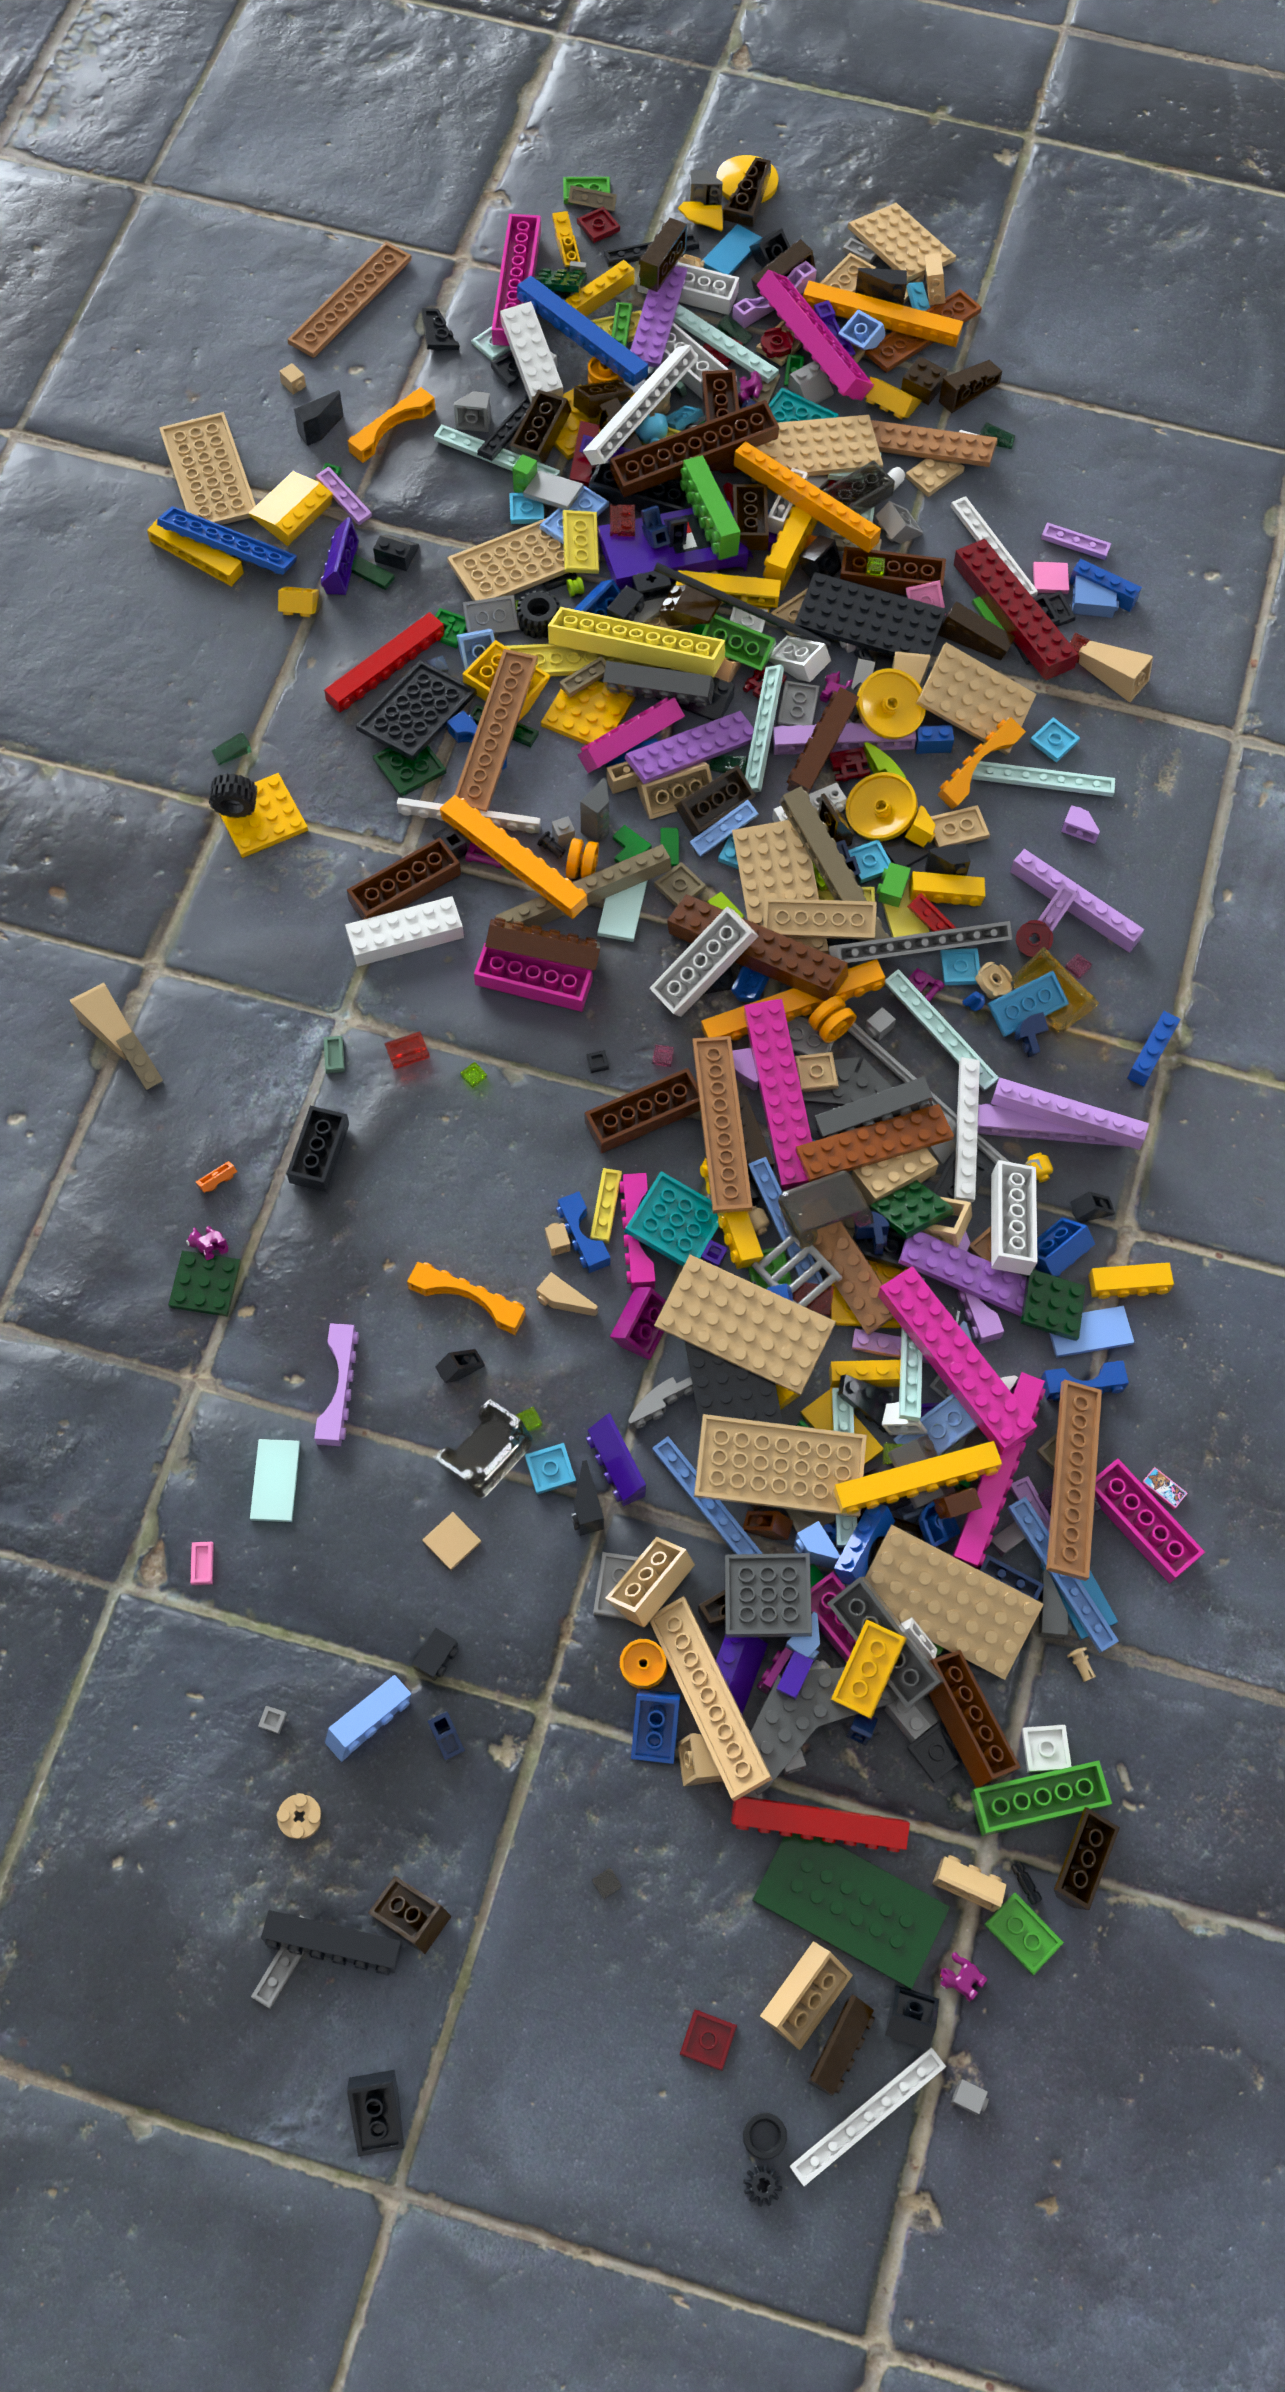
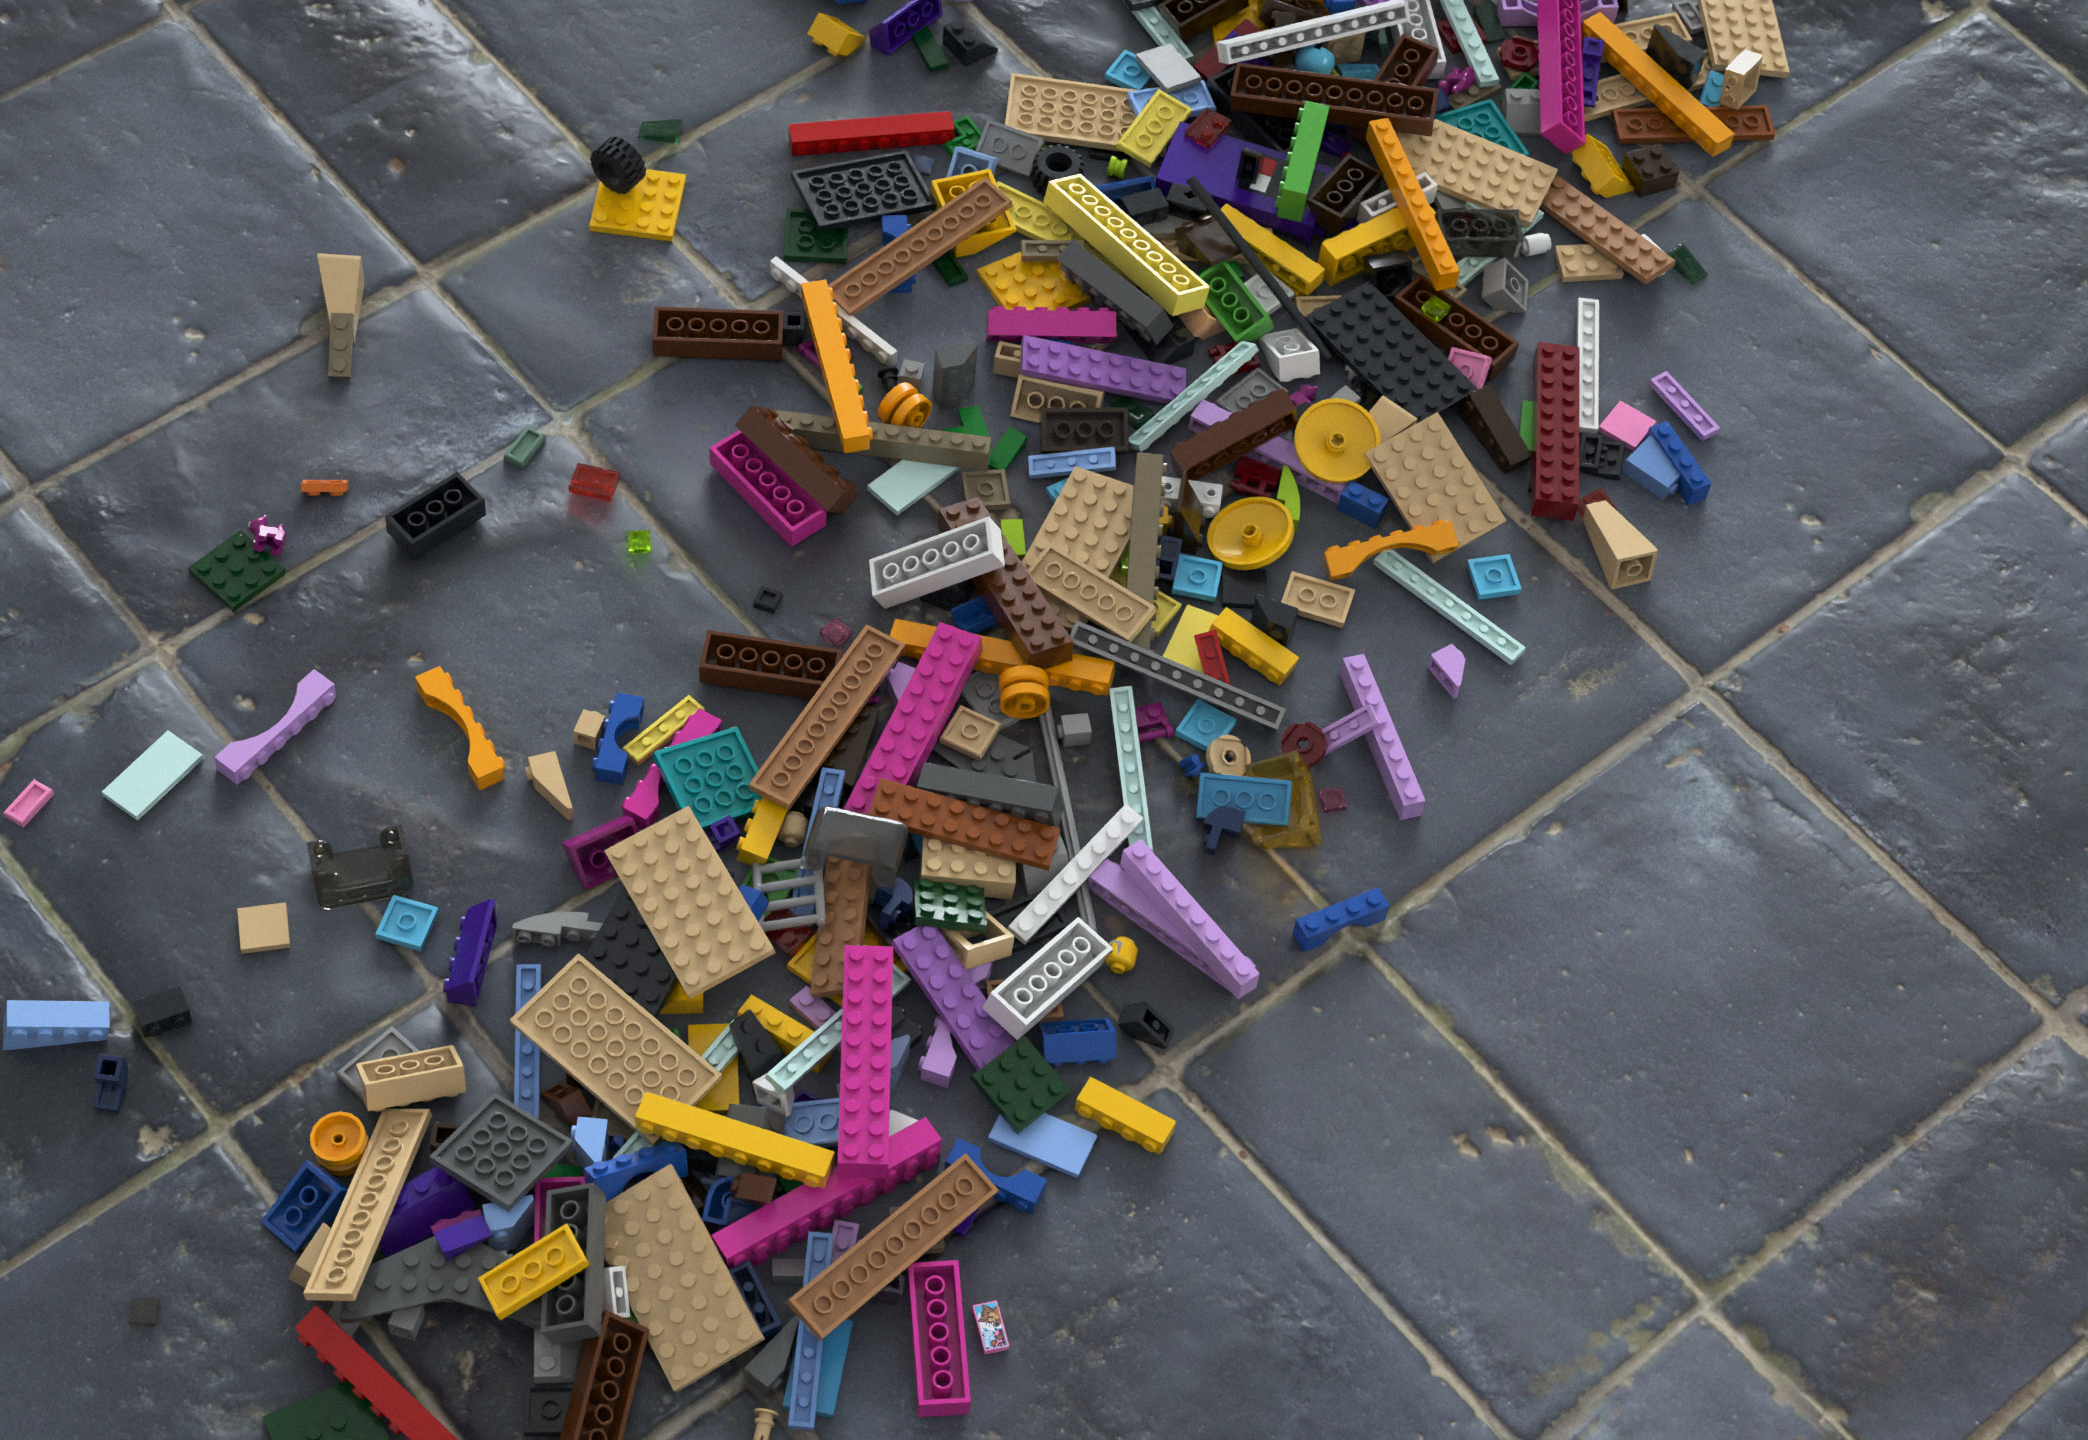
camera: 30 degrees right, 10 degrees down
(404, 931) = (682, 377): white brick -> none
(459, 1365) = (402, 780): black slope -> none
(523, 473) = (1151, 35): bright green brick -> none
(530, 1419) = (426, 870): clear neon green tile -> none
(587, 1509) = (410, 969): black slope -> none
(653, 529) = (1230, 148): dark blue brick -> none
(862, 1728) = (496, 1336): dark blue slope -> none
(863, 331) = (1617, 89): light blue slope -> none
(893, 885) = (1199, 610): bright green brick -> none
(921, 828) = (1274, 575): yellow slope -> none
(968, 384) = (1695, 198): dark brown wedge -> none

